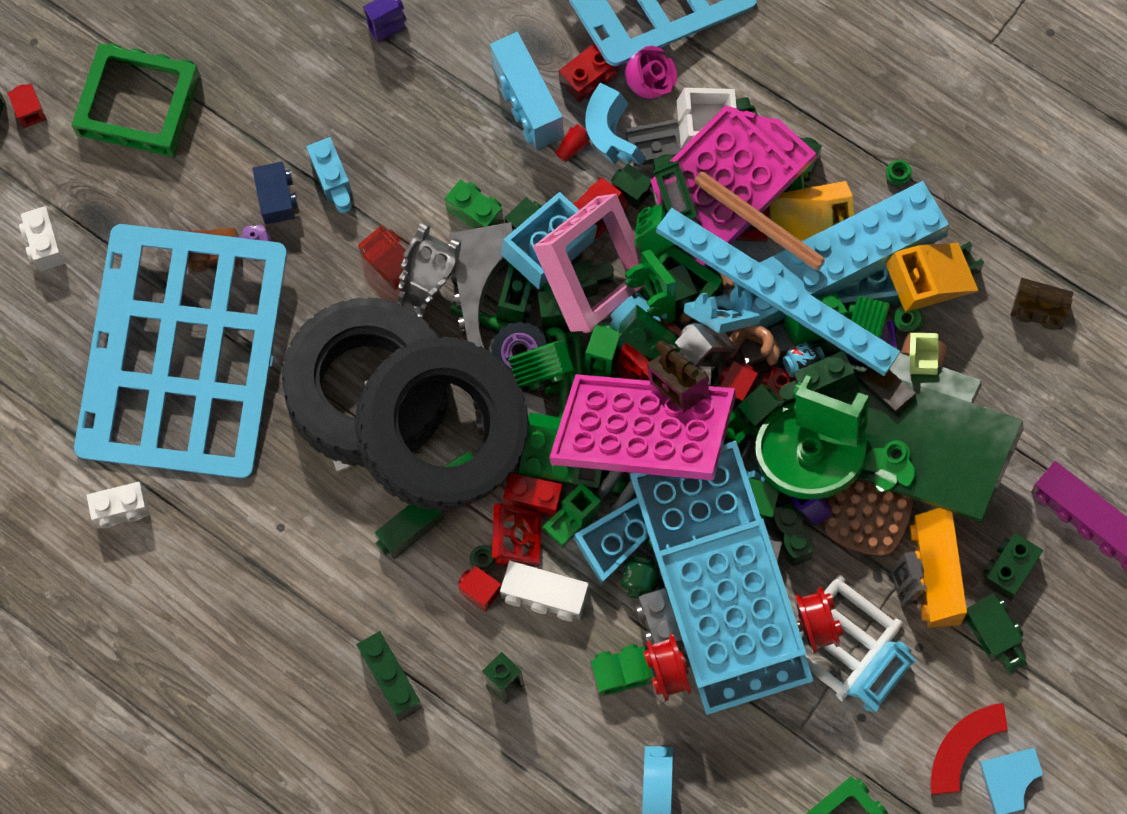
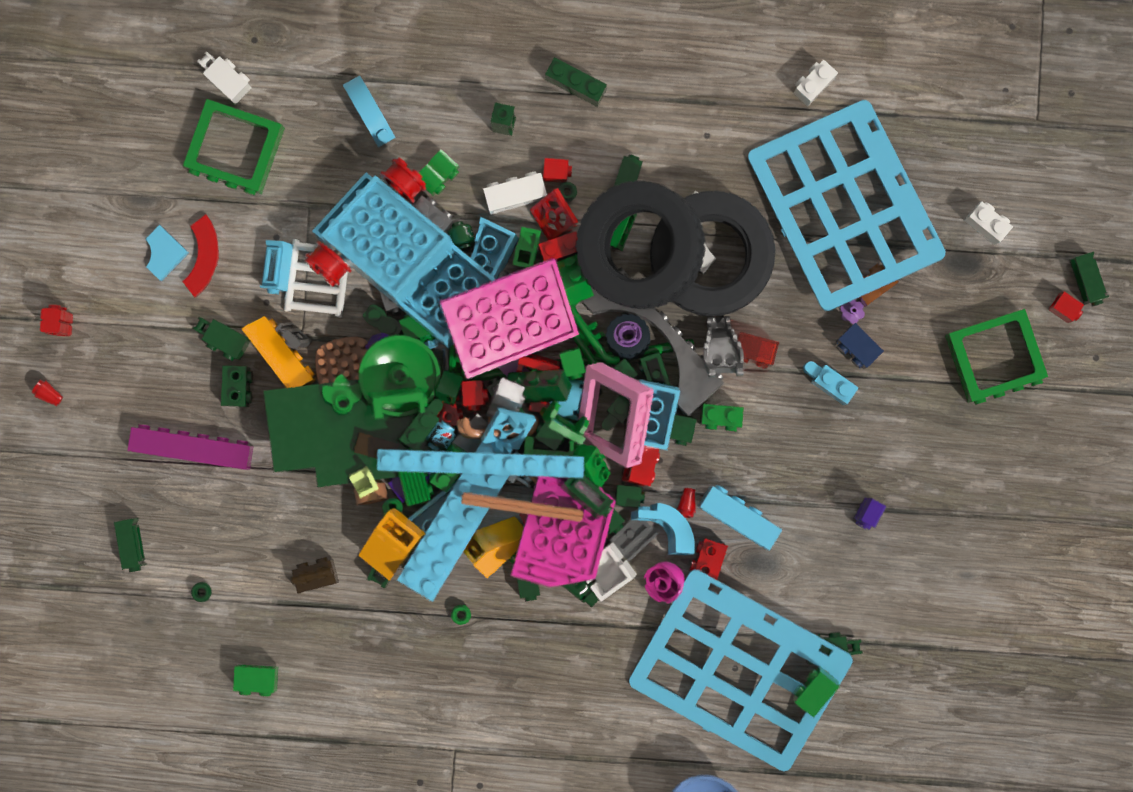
camera: 145 degrees right, 15 degrees up
(541, 364) = (605, 328): green brick -> none
(678, 377) = (506, 362): dark brown brick -> none

